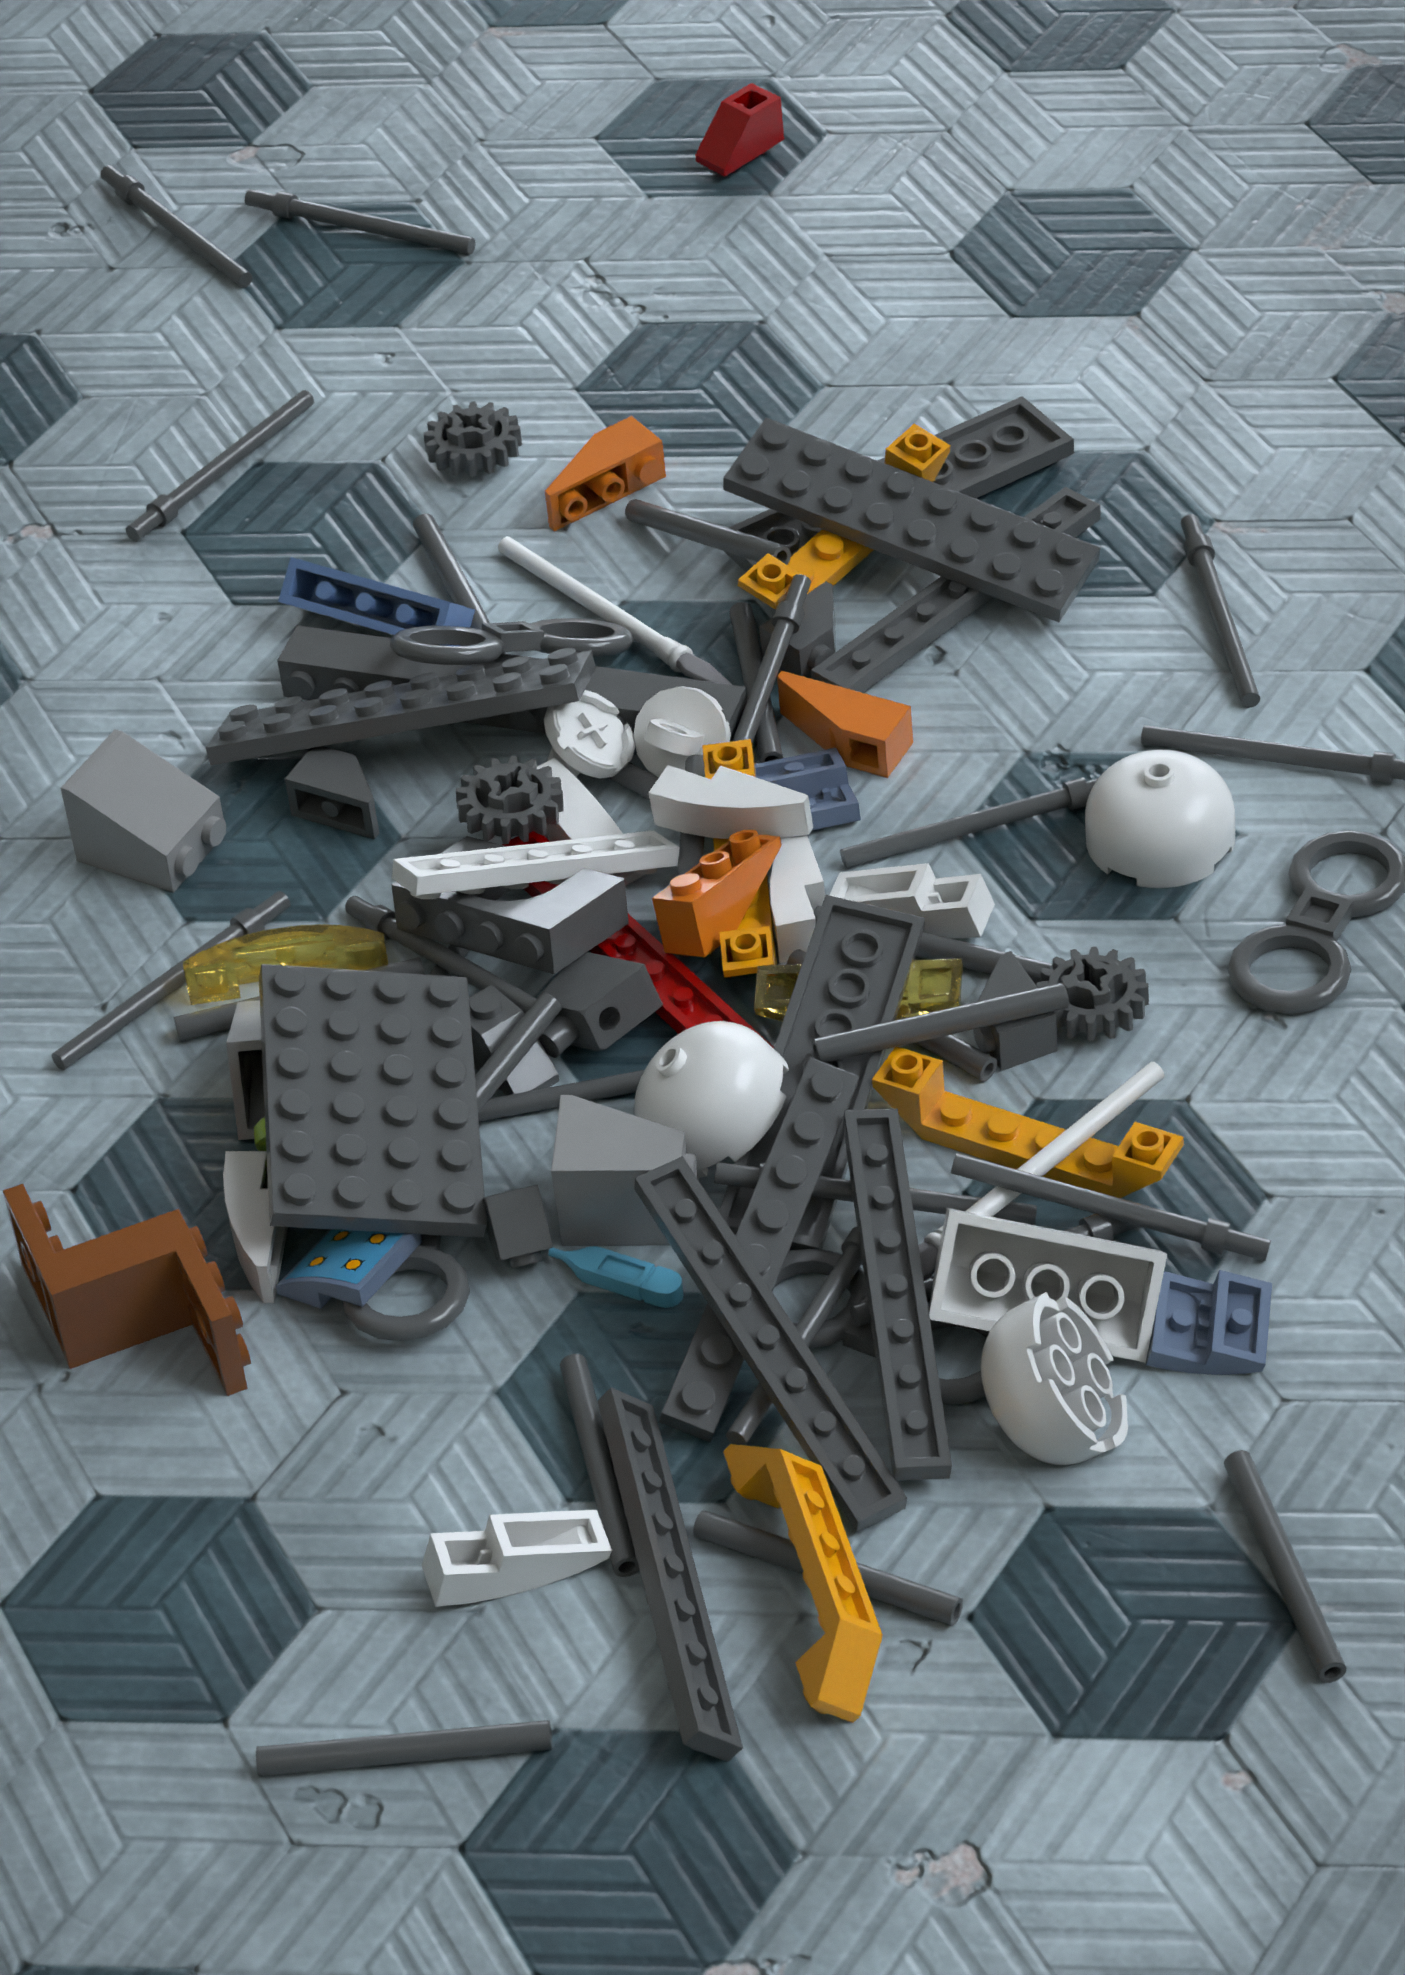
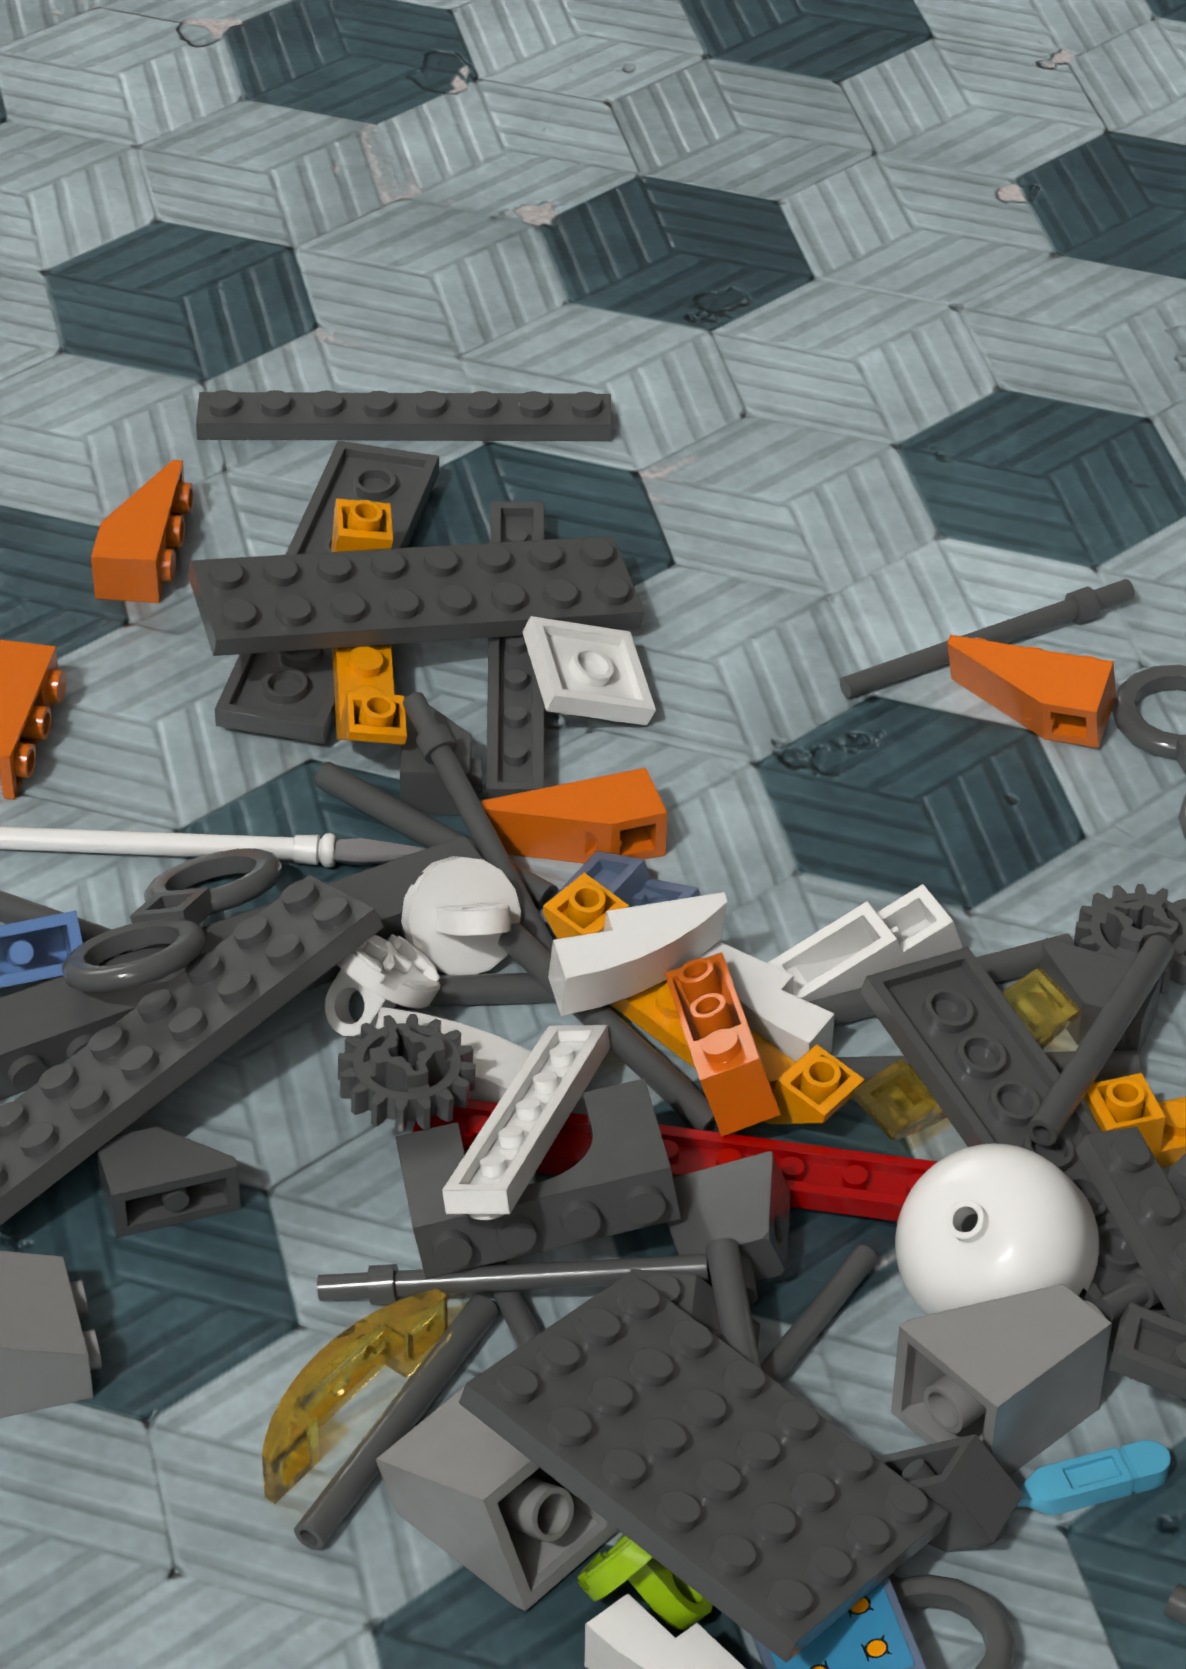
camera: 50 degrees left, 0 degrees up
(243, 923) = (238, 1385): dark grey bar -> none
(704, 532) = (214, 713): dark grey piece -> none
(826, 396) = (138, 539): none -> orange slope
(971, 629) = (588, 671): none -> white plate
(1072, 795) = (863, 777): dark grey bar -> none
(1106, 405) = (403, 416): none -> dark grey plate
(1160, 819) = (978, 750): white cylinder -> none
(1201, 555) = (676, 503): dark grey bar -> none
(1264, 811) = (1044, 690): none -> orange slope

